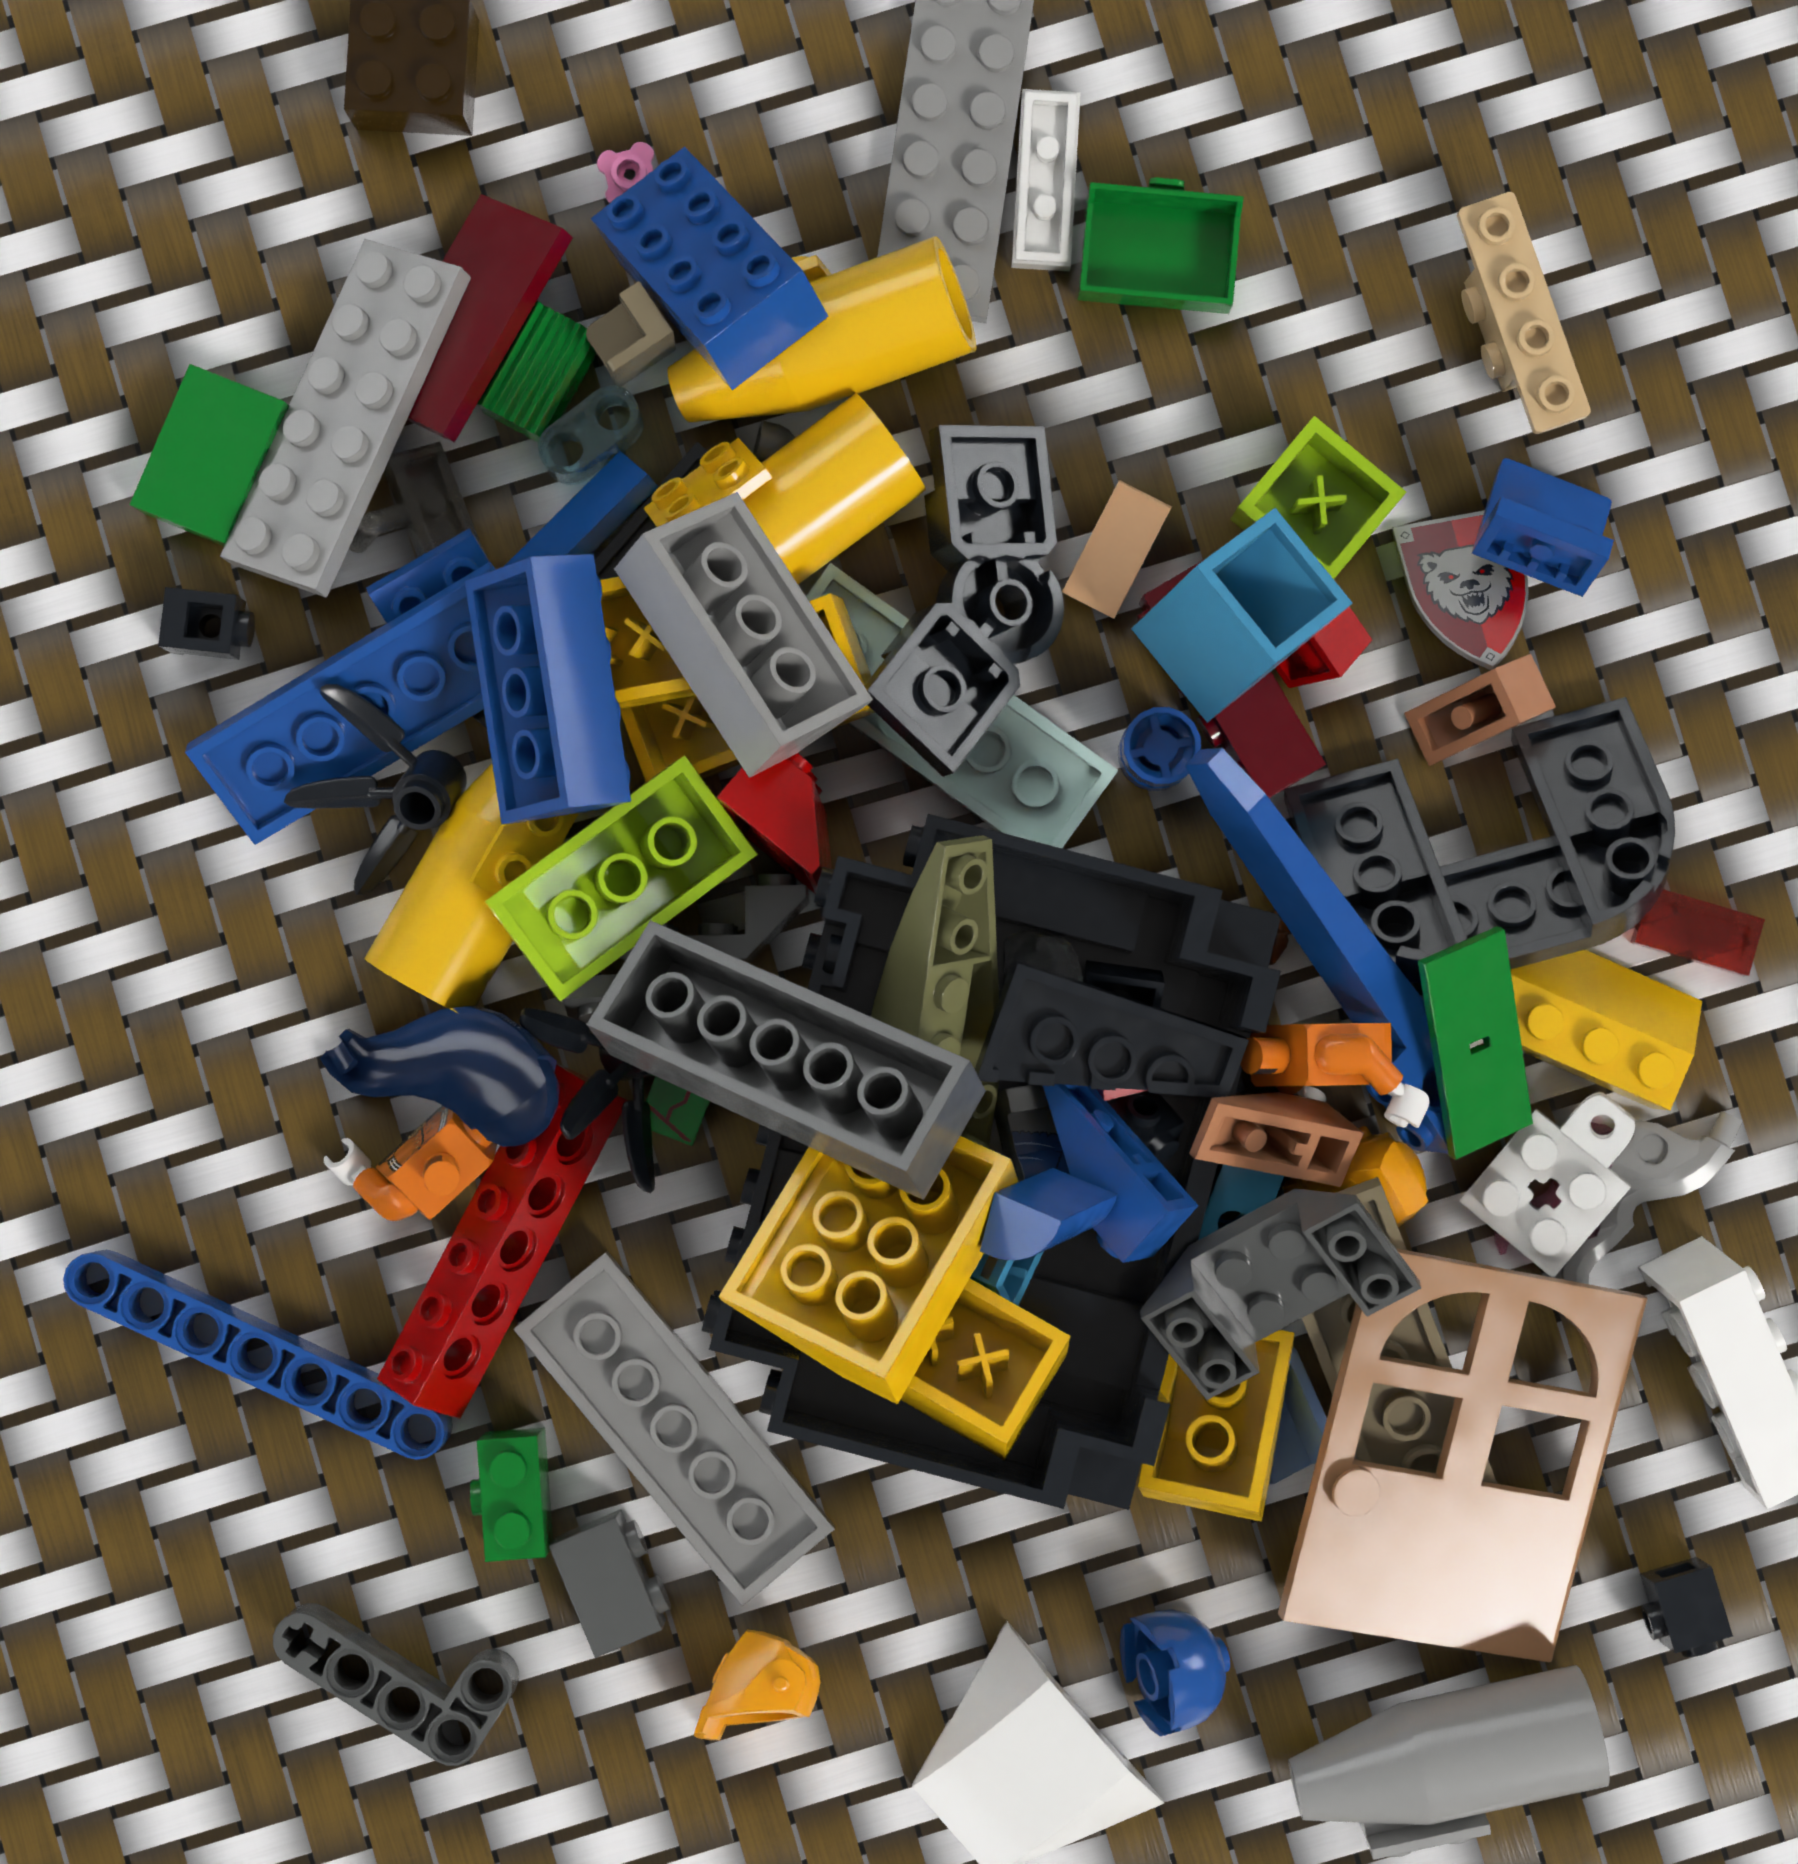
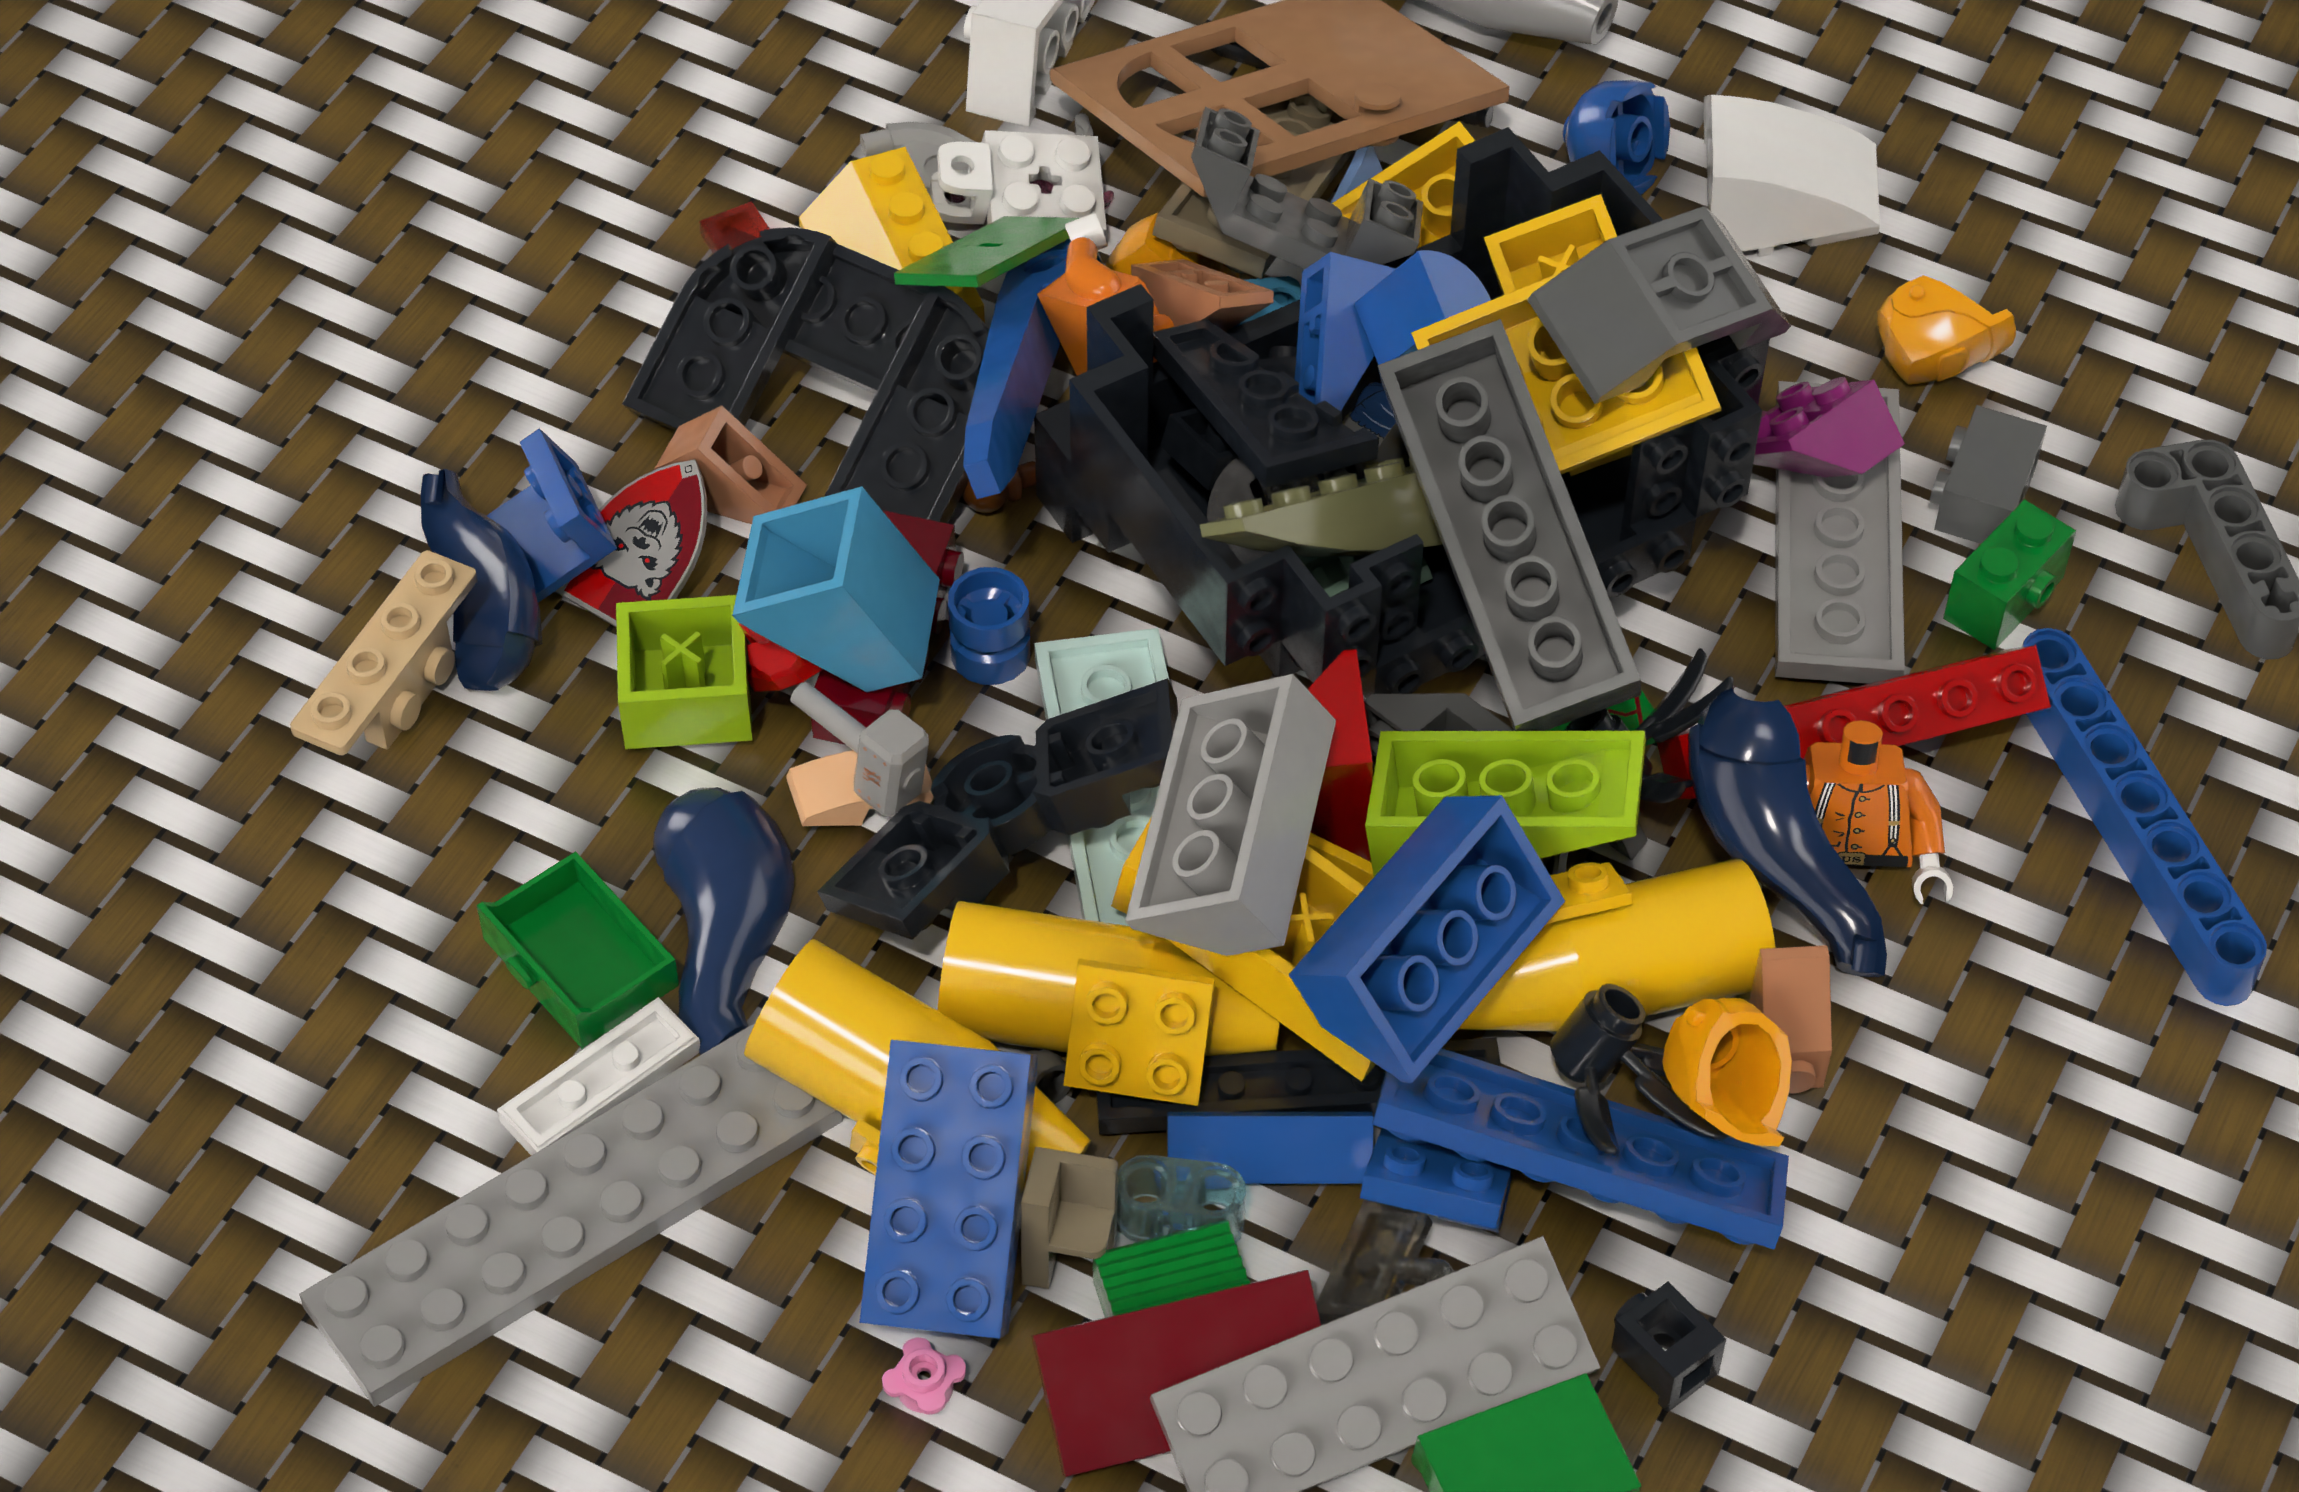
camera: 135 degrees left, 35 degrees down
(311, 831) = (1731, 1068): none -> light orange helmet
(326, 933) = (1795, 994): none -> nougat slope
(743, 1480) = (1827, 429): none -> magenta slope
(826, 1339) = (1652, 299): none -> dark grey slope
(1090, 546) = (888, 750): none -> light grey piece
(1115, 399) = (735, 892): none -> dark blue animal
(1497, 432) = (501, 614): none -> dark blue animal

